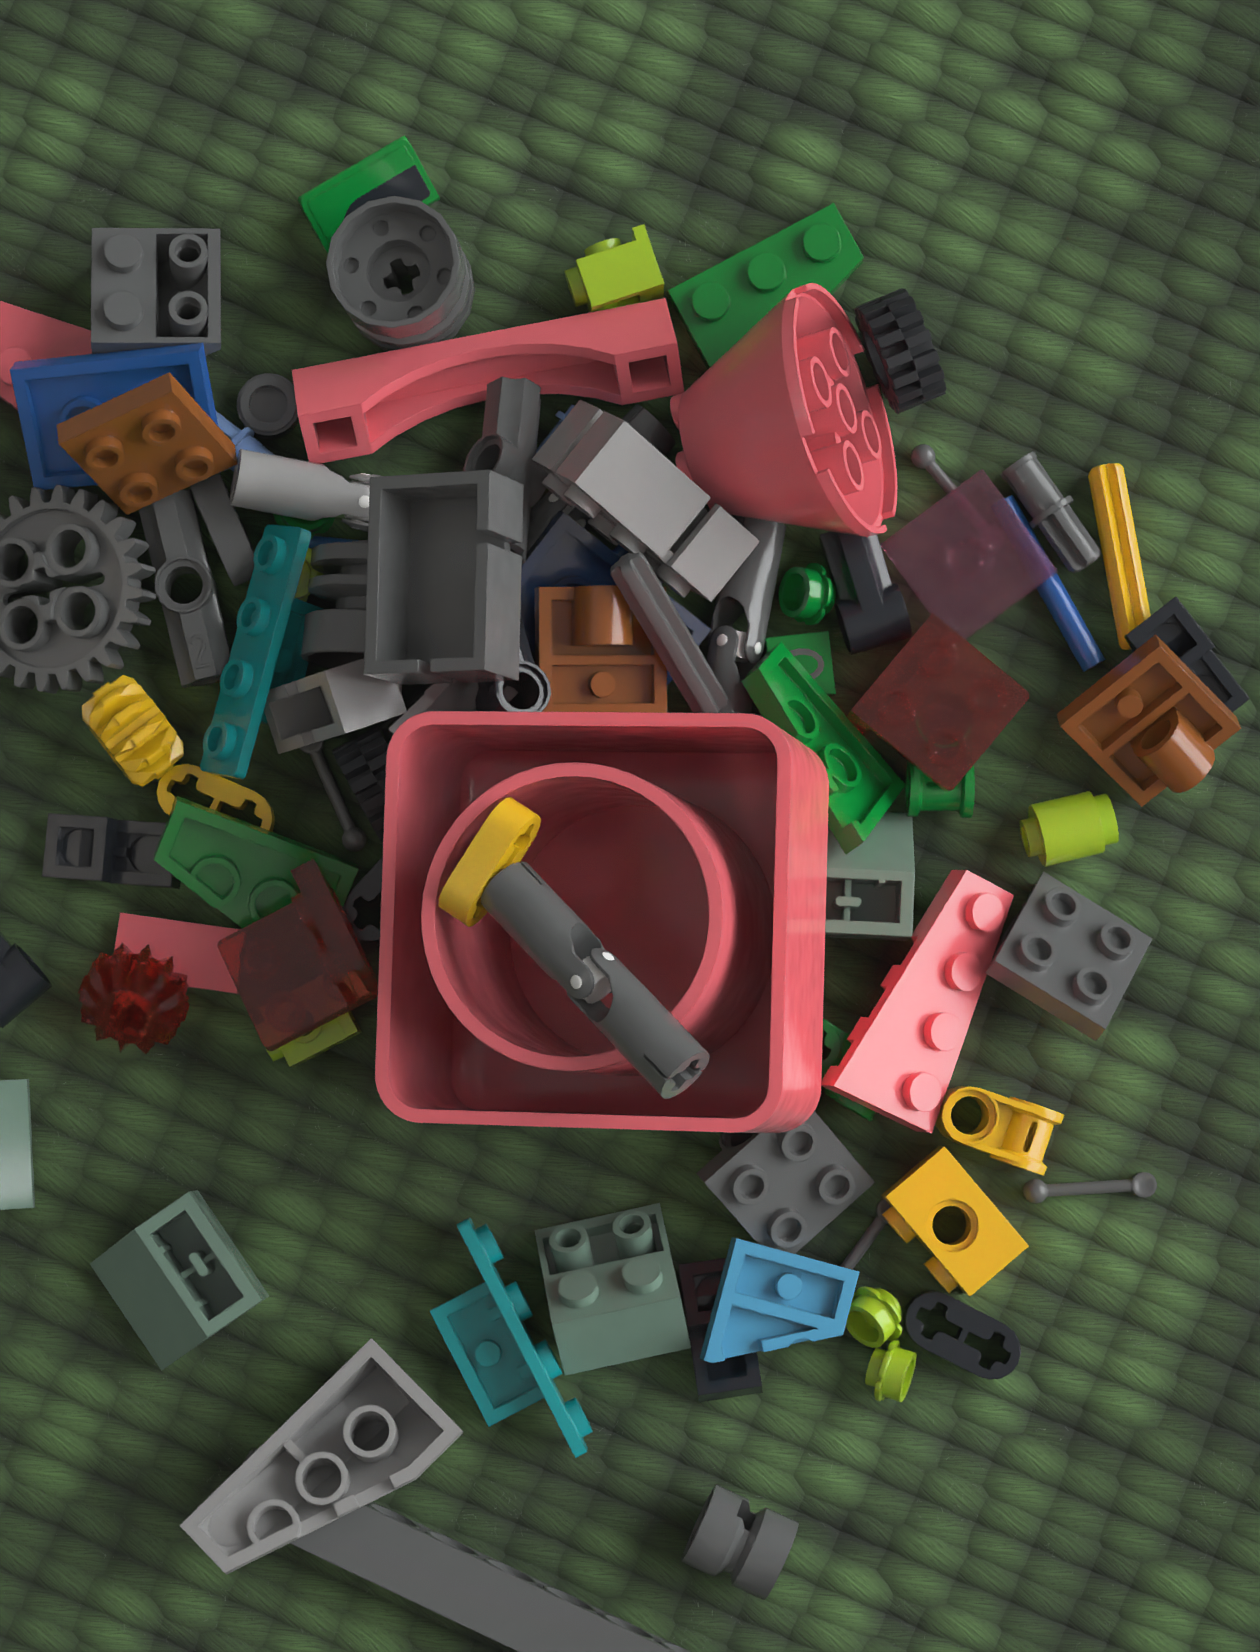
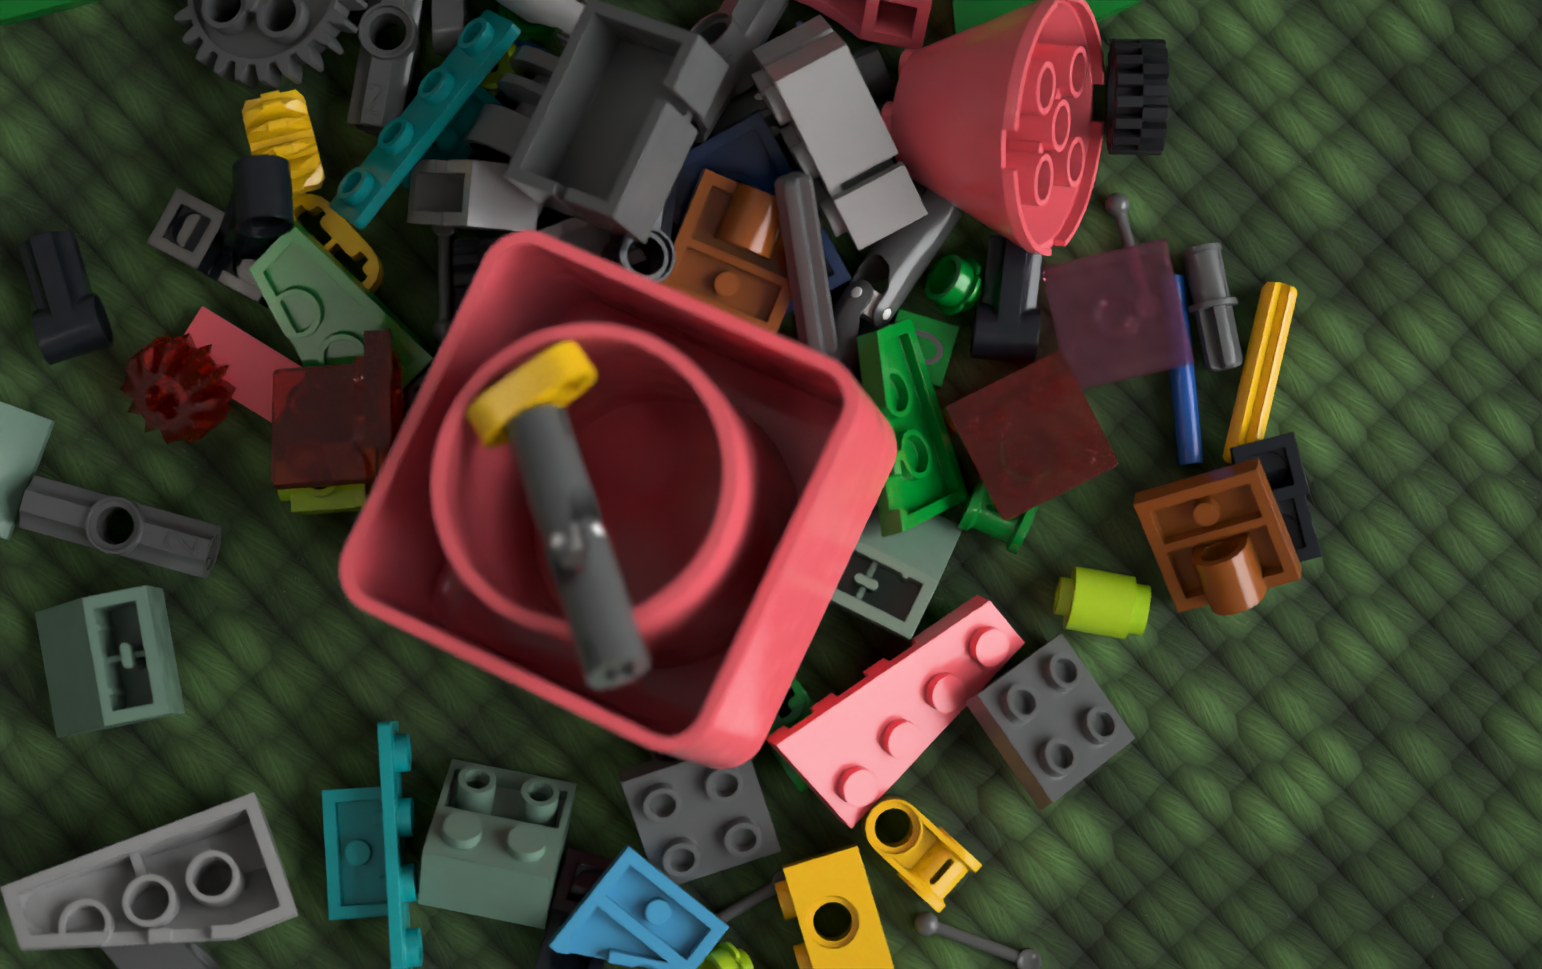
camera: 30 degrees right, 0 degrees up
(95, 1157) = (84, 519): none -> dark grey piece
(140, 798) = (258, 206): none -> black piece

